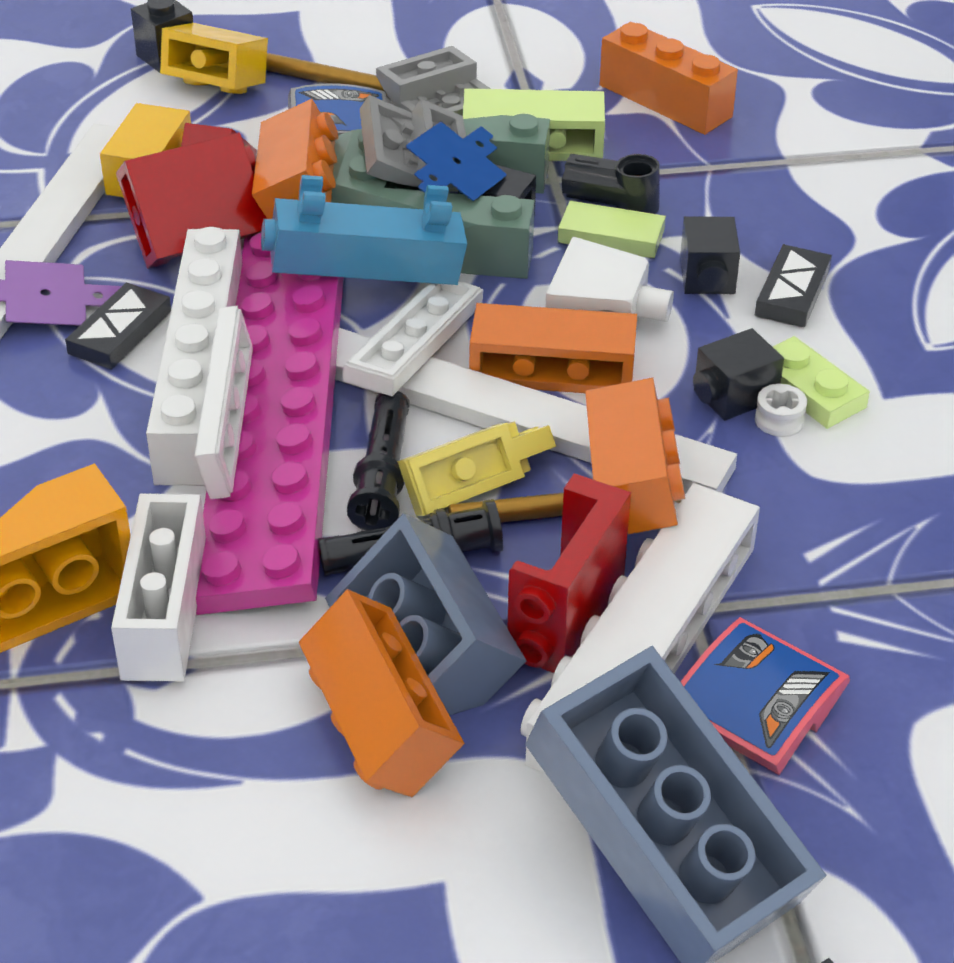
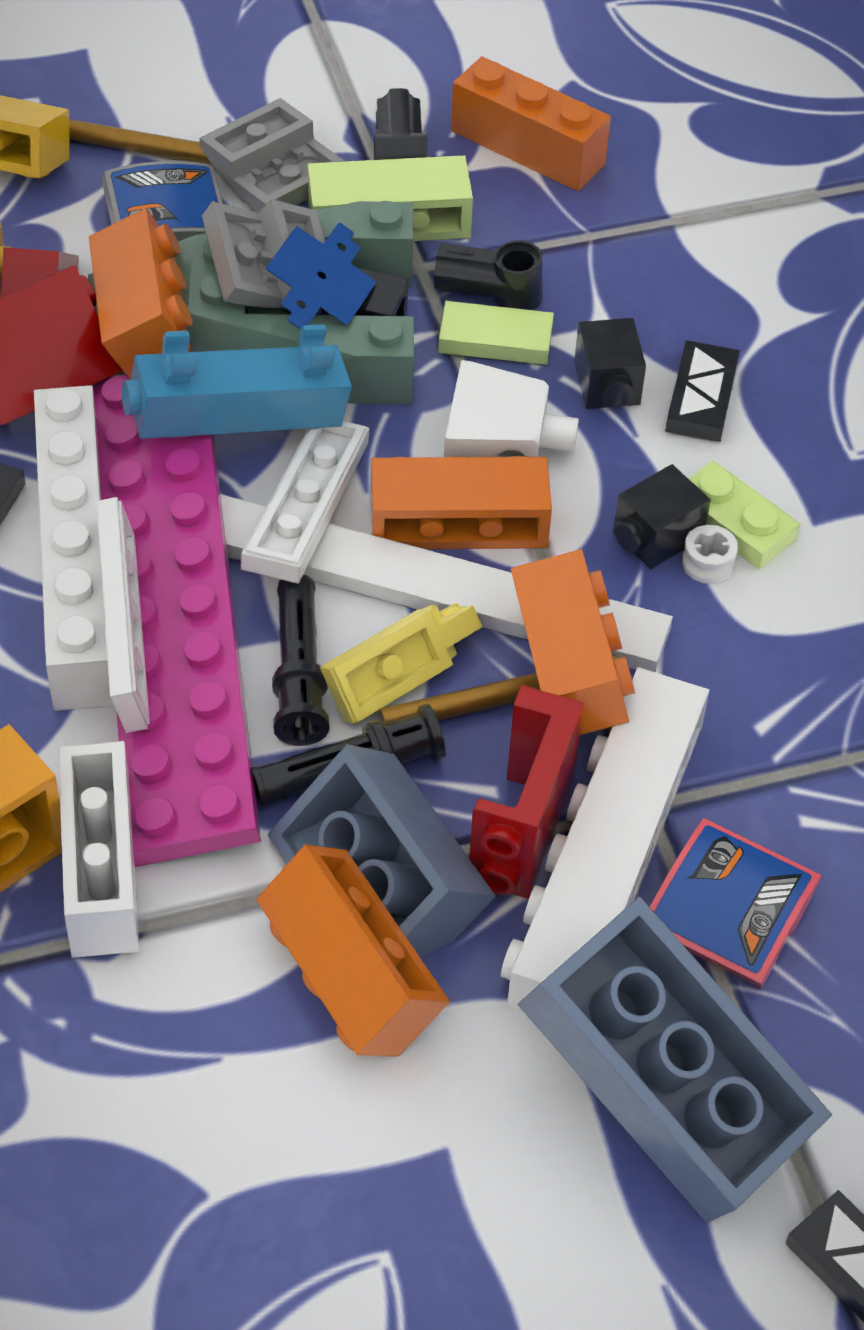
camera: 10 degrees left, 10 degrees up
(552, 69) = (399, 127): none -> black piece

